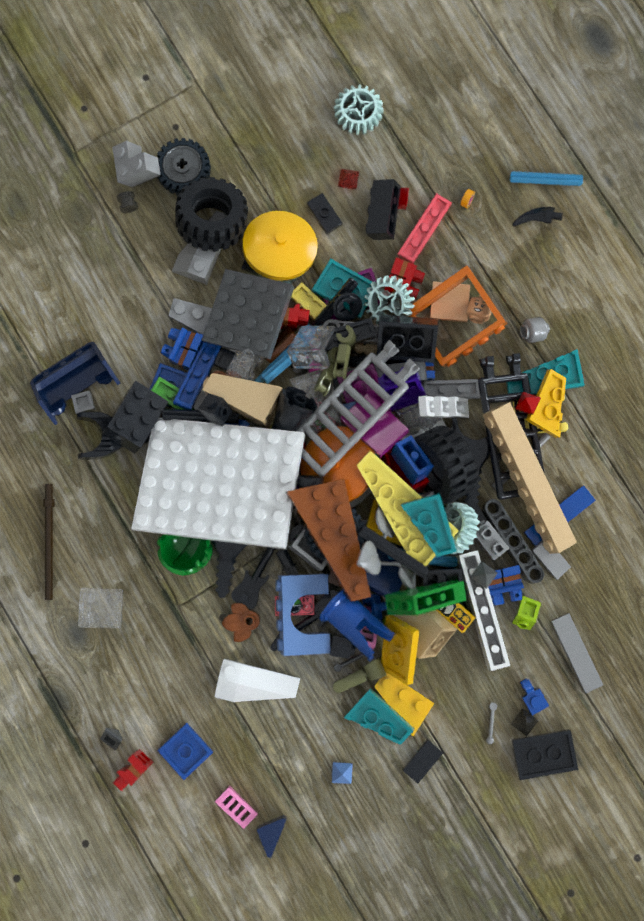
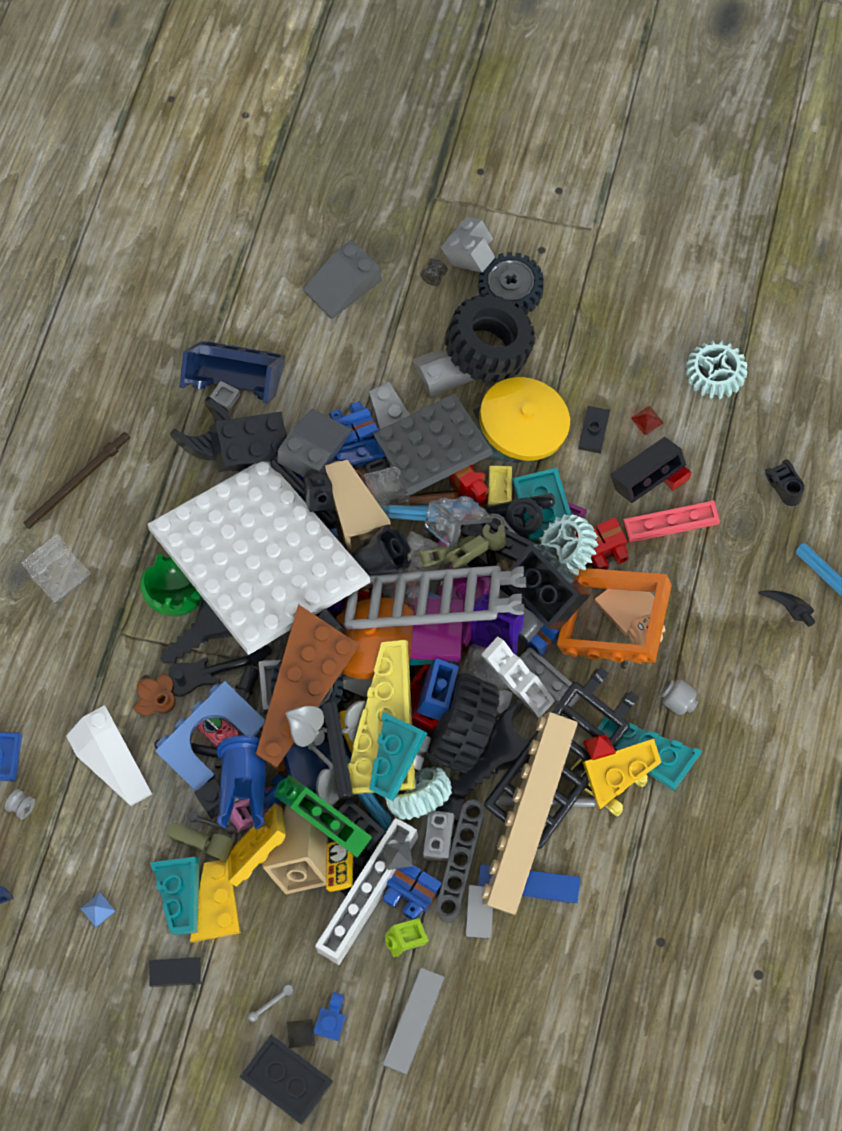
camera: 55 degrees right, 15 degrees down
(76, 259) = (343, 279): none -> dark grey slope
(178, 382) = (312, 444): none -> dark grey slope
(233, 763) = (19, 804): none -> light grey wheel
(464, 143) = (783, 479): none -> black piece
(467, 198) = (737, 529): light orange tile -> none

